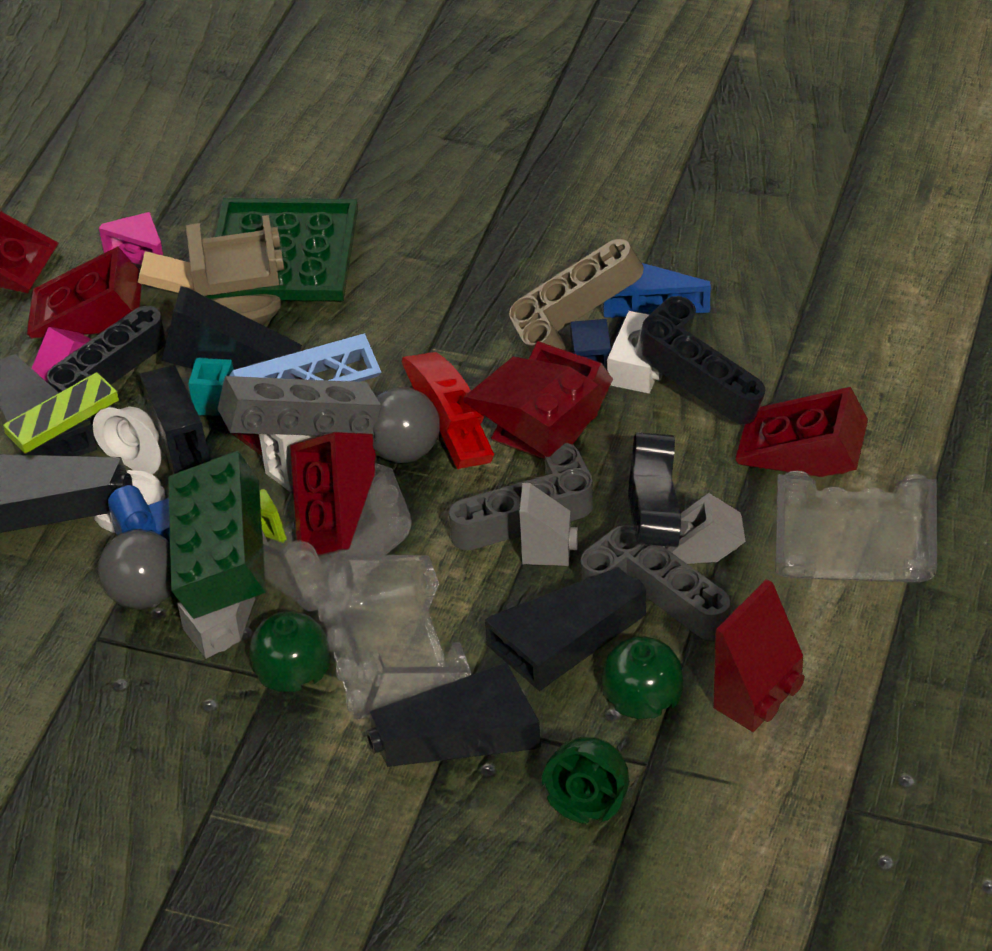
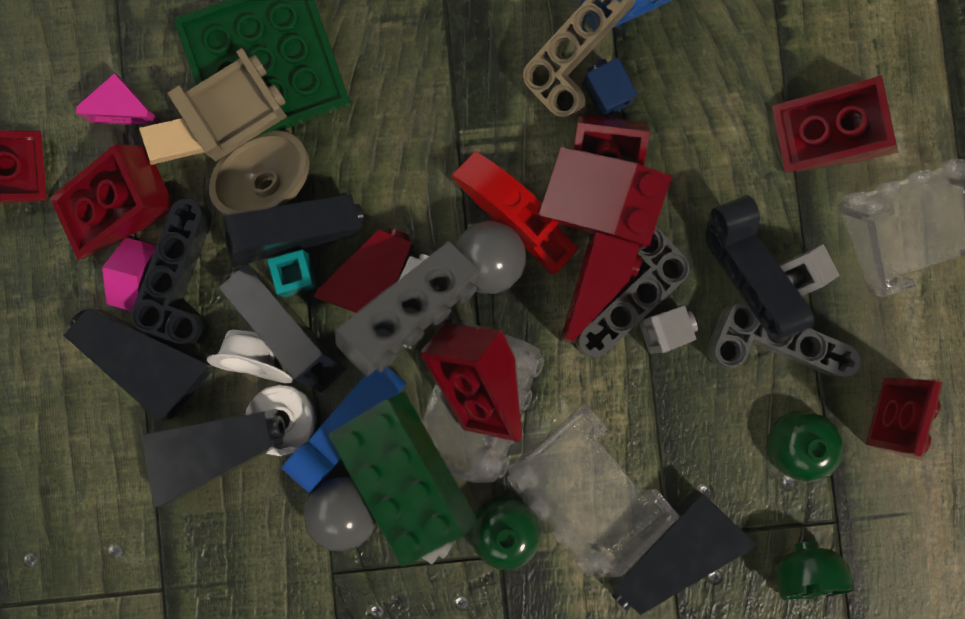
camera: 30 degrees left, 40 degrees up
(60, 412) = (174, 370): lime tile -> none
(270, 518) = (419, 399): lime slope -> none
(318, 359) = (368, 233): light blue fence -> none
(498, 457) = (603, 273): none -> dark red slope
(565, 626) = (726, 419): black slope -> none
(624, 364) = (660, 56): white brick -> none
(694, 365) = (770, 107): black beam -> none

